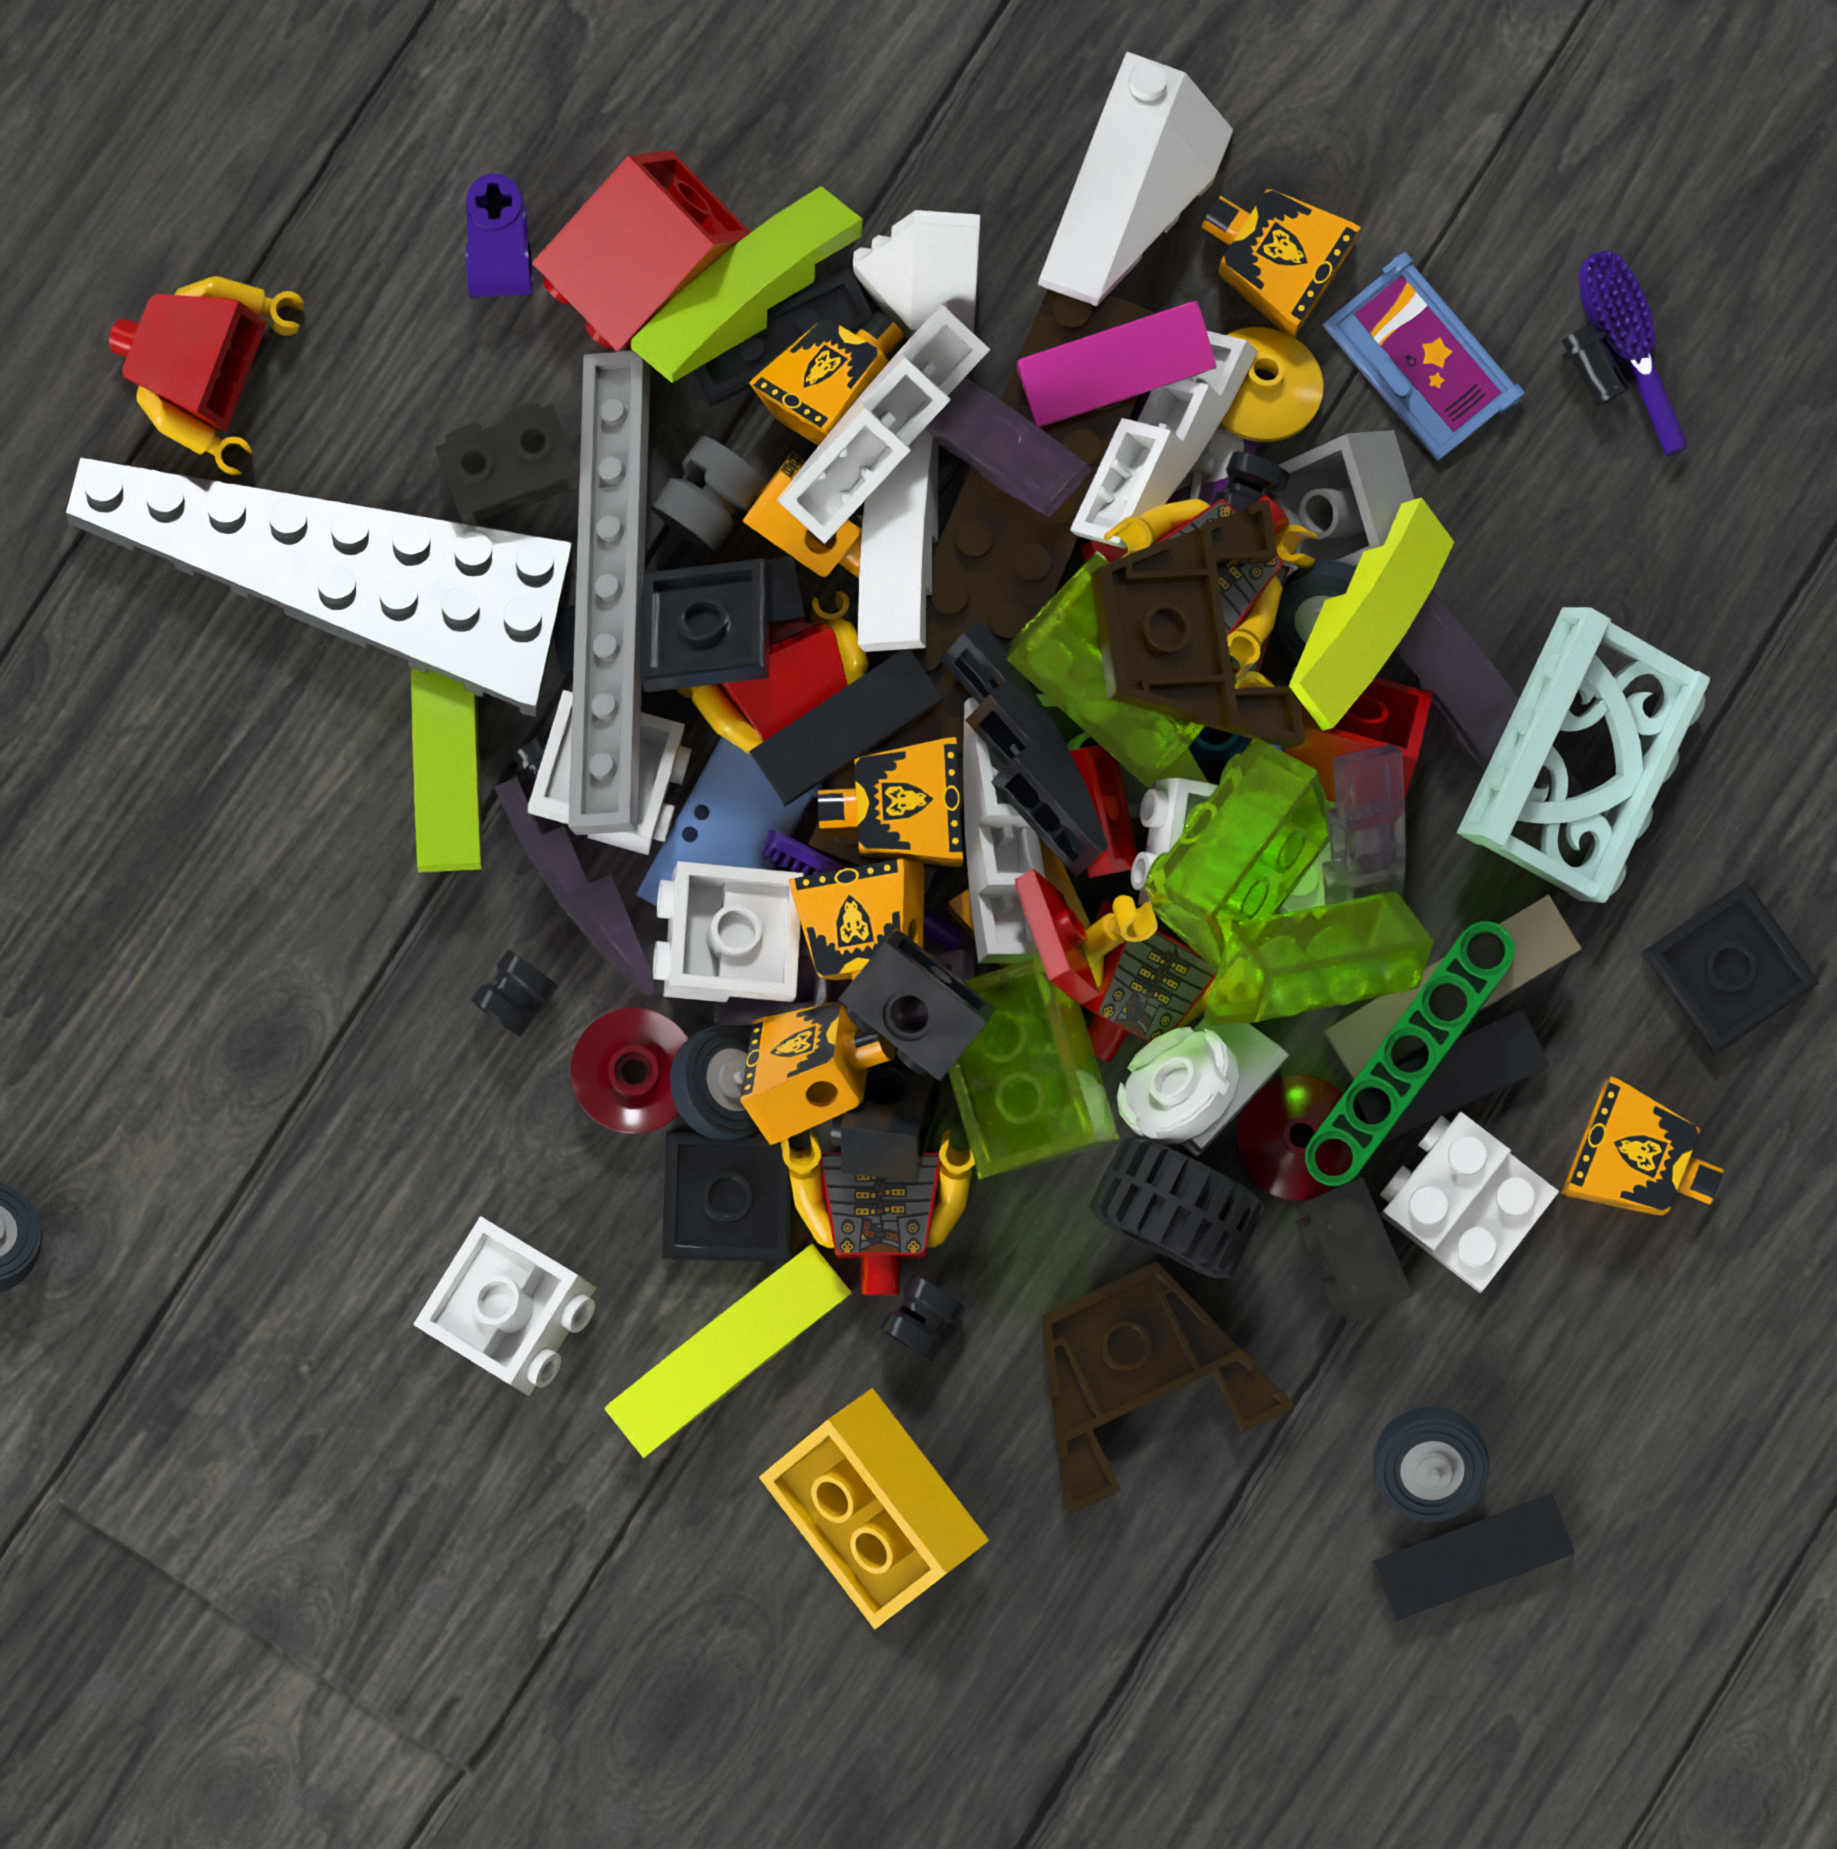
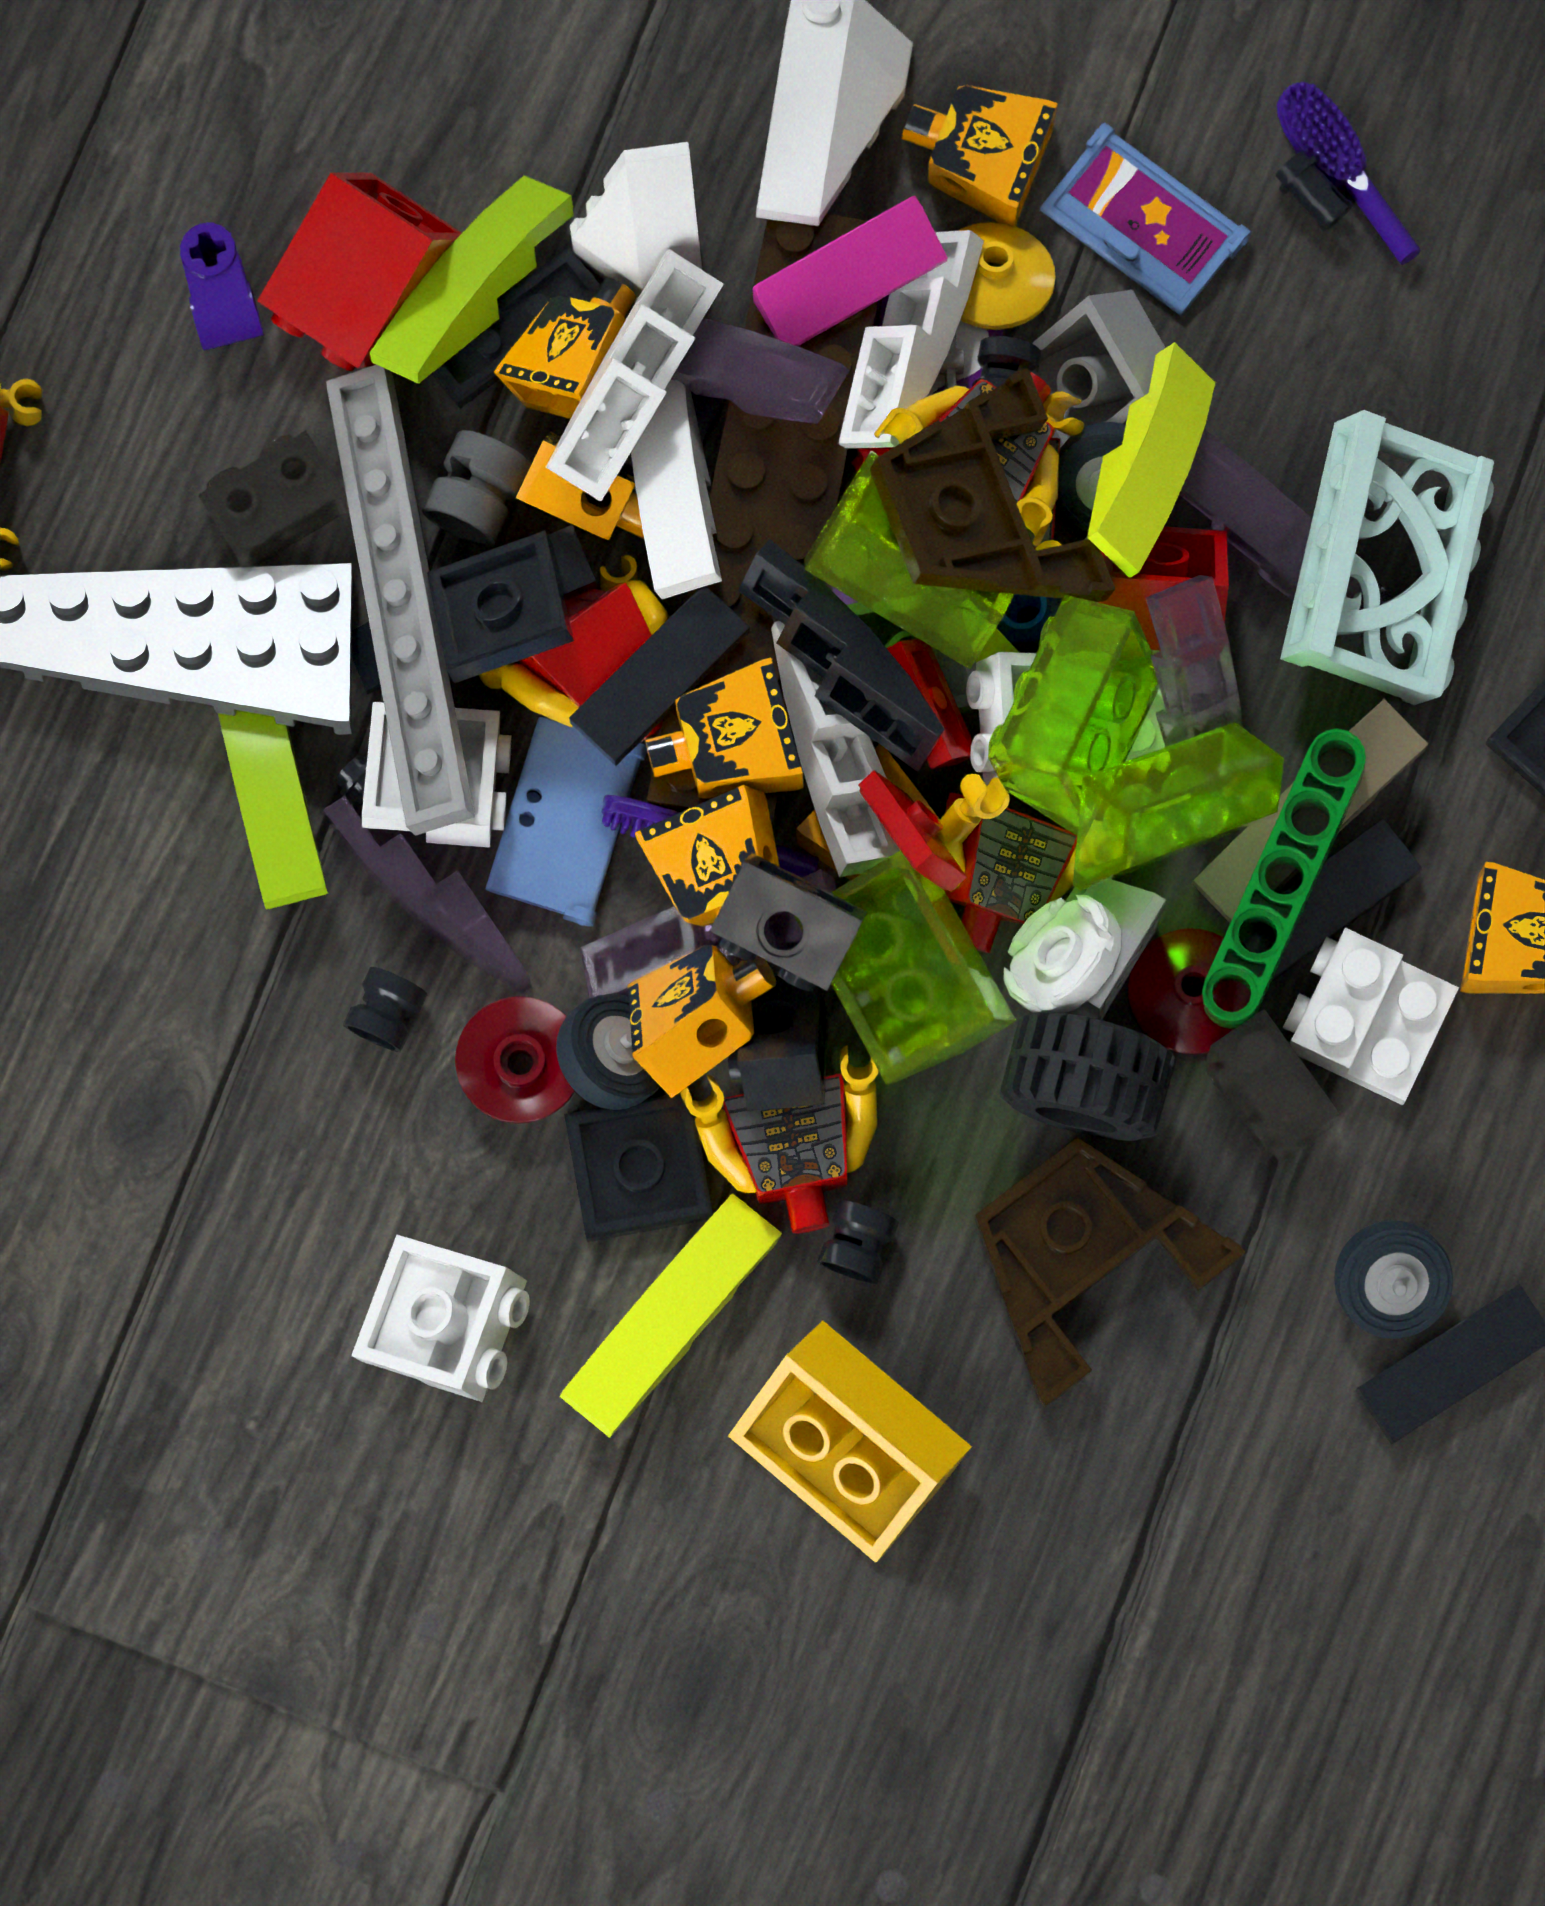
camera: 10 degrees left, 5 degrees down
(728, 933) = (585, 903): white plate -> none

